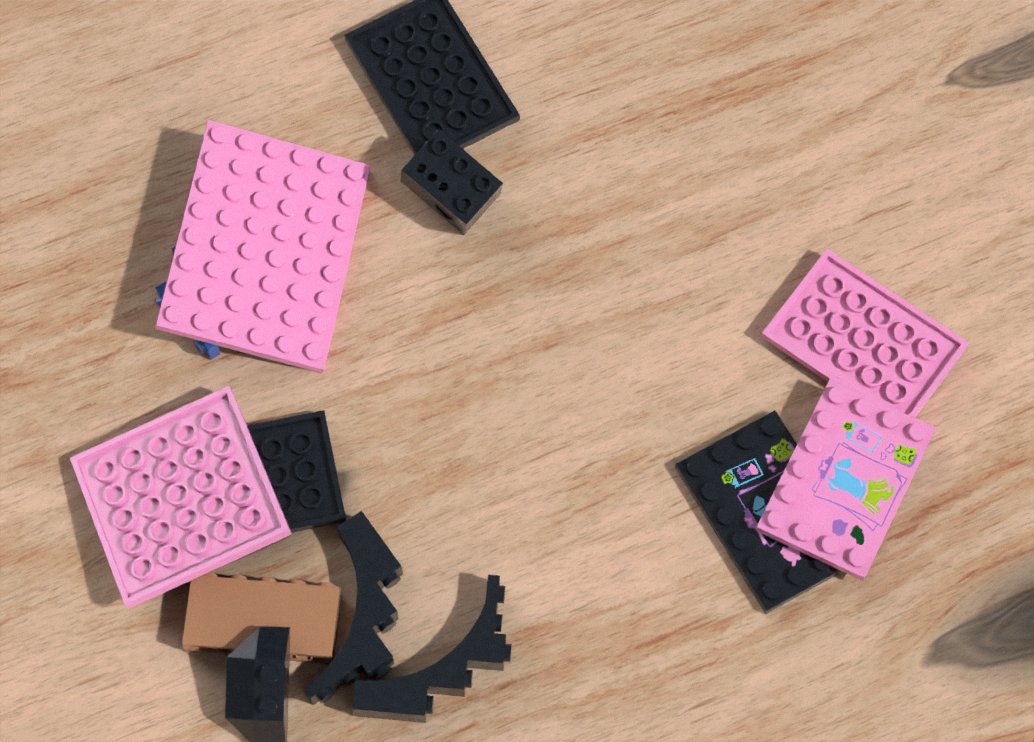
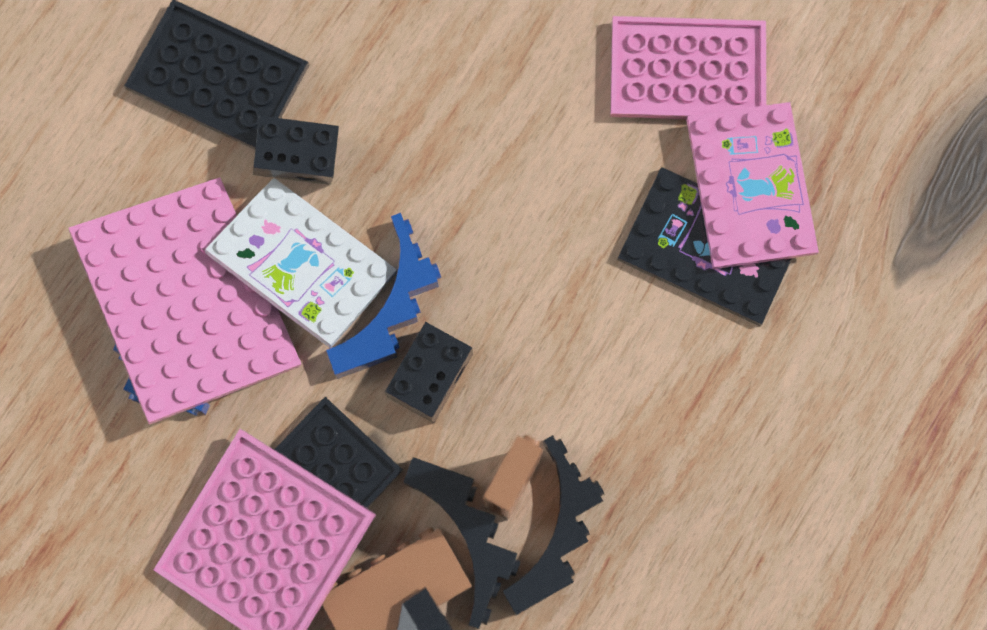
camera: 35 degrees left, 10 degrees up
(387, 282) = (301, 262): none -> white plate
(405, 392) = (374, 343): none -> blue arch
(428, 447) = (429, 372): none -> black piece
(432, 577) = (513, 476): none -> nougat brick

